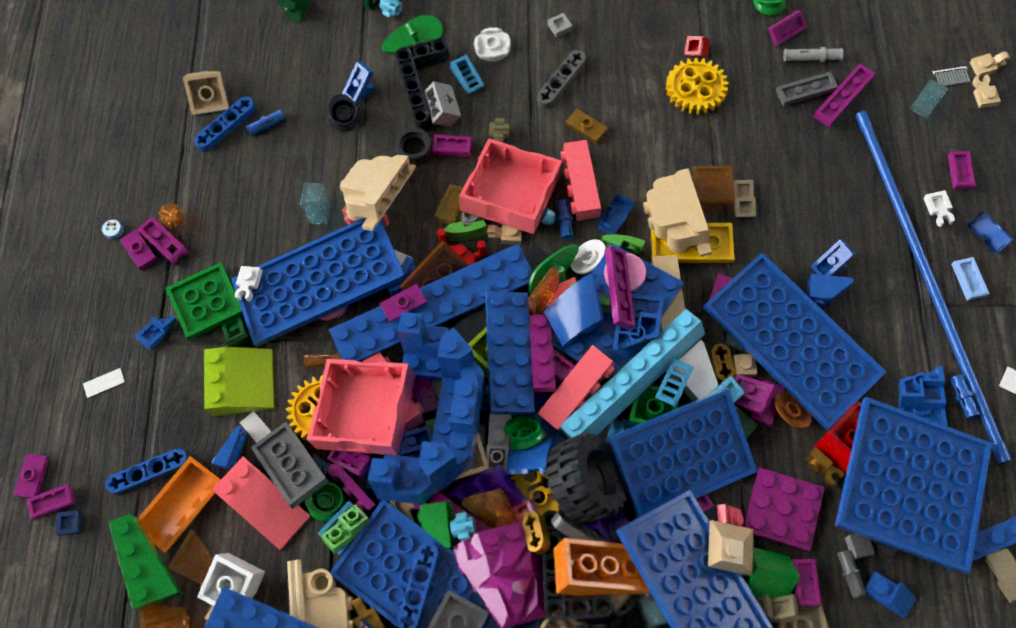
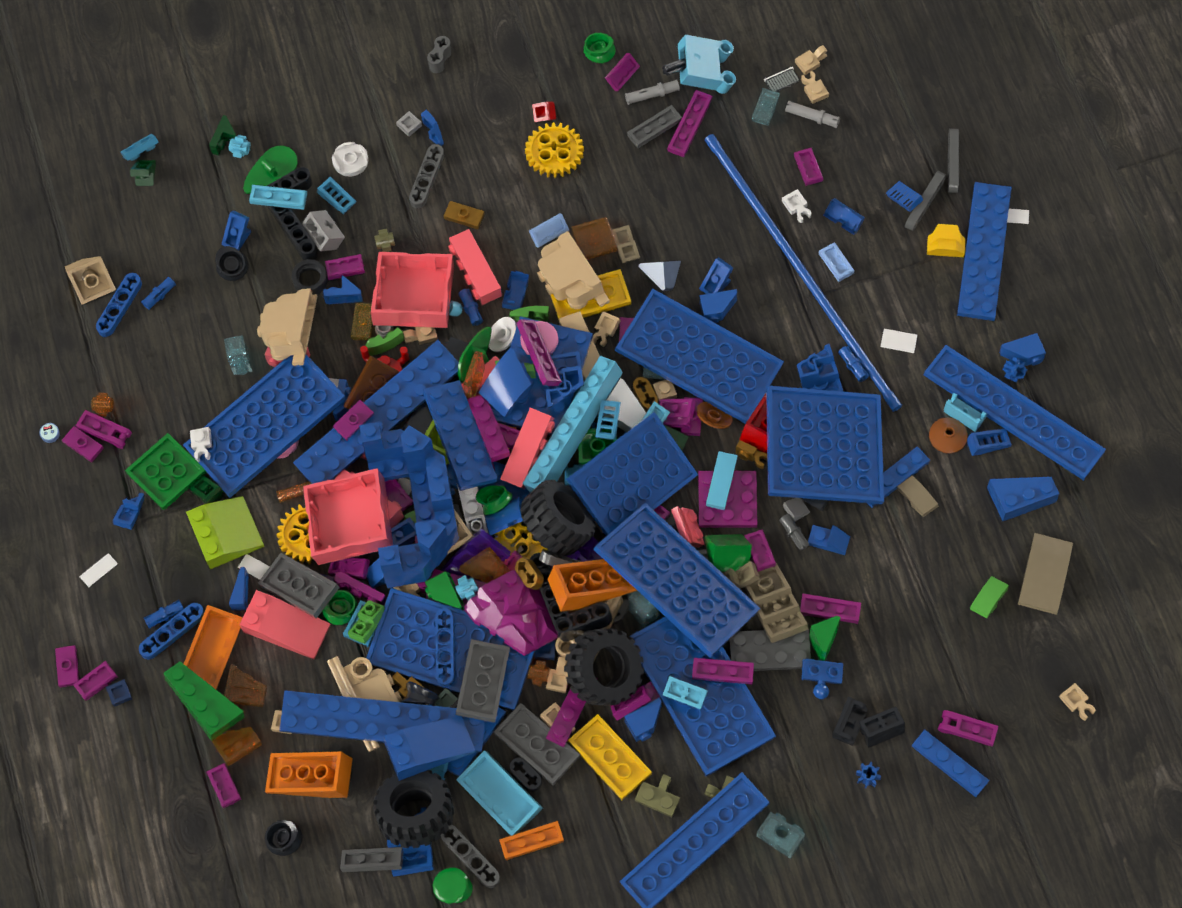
camera: 20 degrees left, 0 degrees up
(146, 450) = (163, 614): none -> blue pin
(230, 573) = (274, 688): white slope -> none
(409, 60) = (278, 197): none -> medium azure tile
(445, 172) = (347, 294): none -> blue slope
(582, 35) = (434, 132): none -> blue slope
(668, 163) = (549, 230): none -> light blue plate
(700, 278) = (605, 326): none -> tan plate
(730, 548) = (690, 538): tan slope -> none
(775, 239) = (662, 273): none -> slope
(783, 488) = (721, 480): none -> medium azure tile
(873, 37) = (700, 63): none -> medium azure piece
(985, 122) = (806, 112): none -> light grey pin

